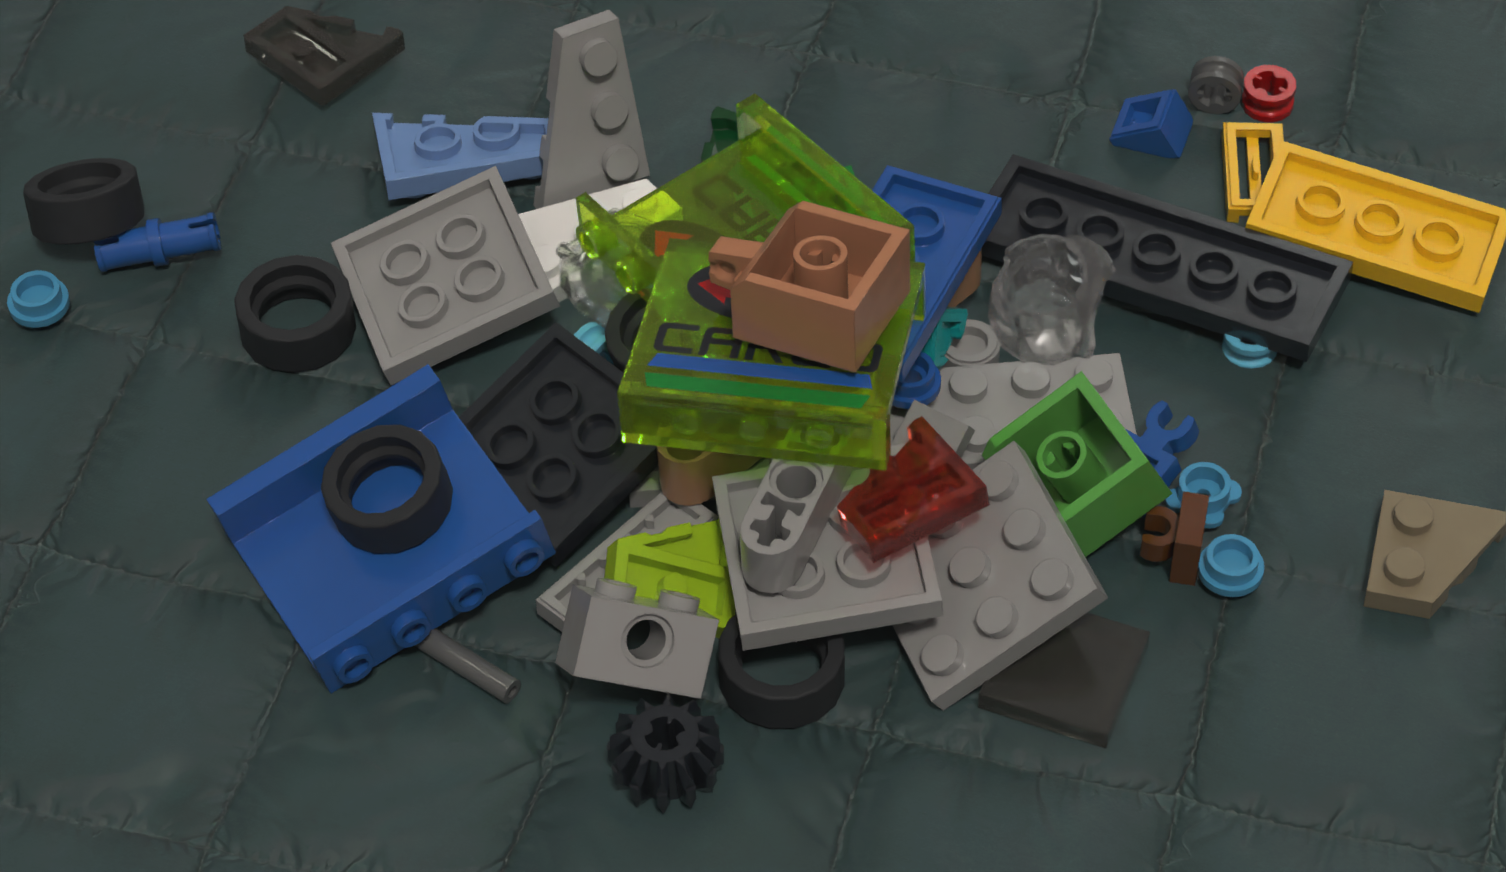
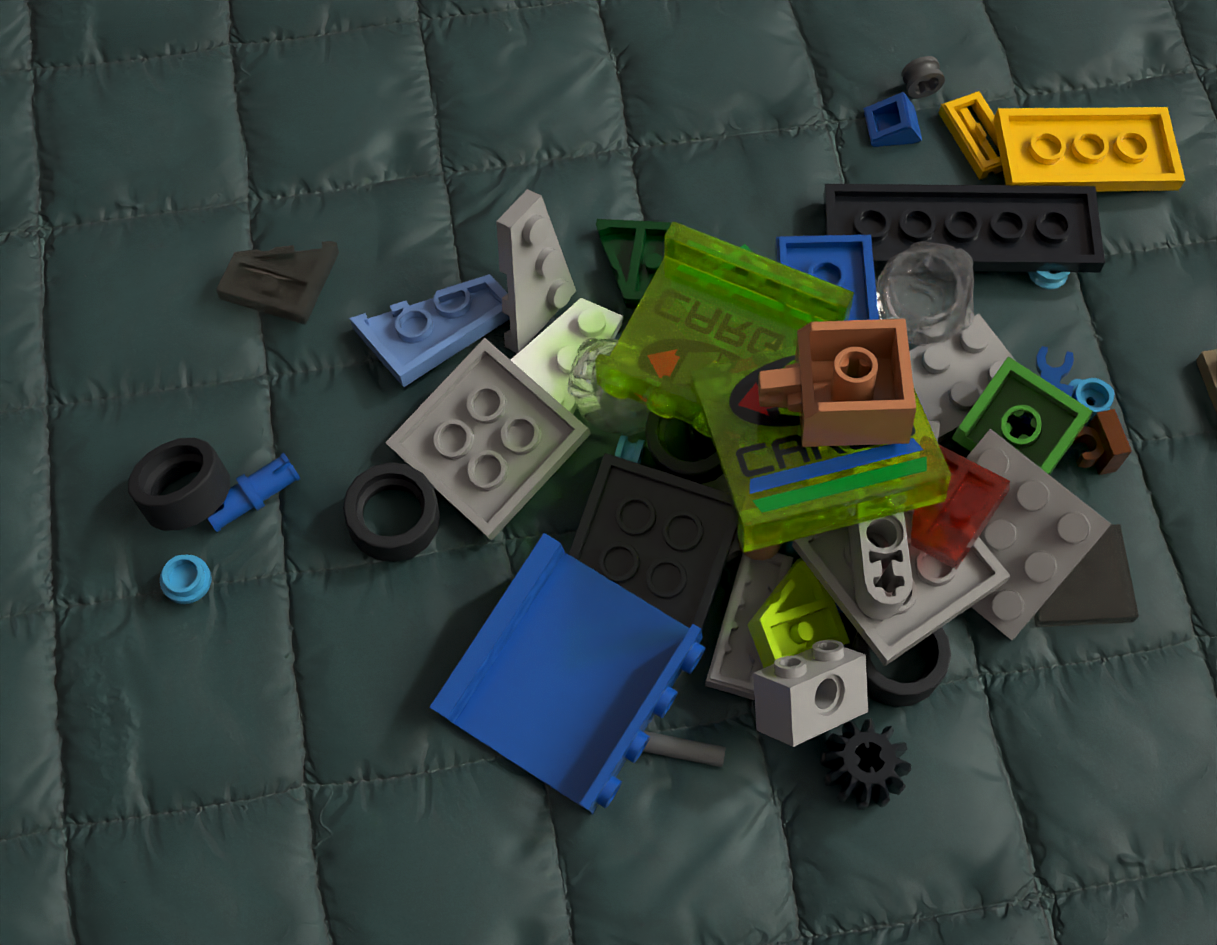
camera: 30 degrees left, 15 degrees up
(373, 451) = (547, 604): black tyre -> none
(1231, 566) = (1146, 450): dark azure plate -> none
(1267, 107) = (957, 59): red bush -> none

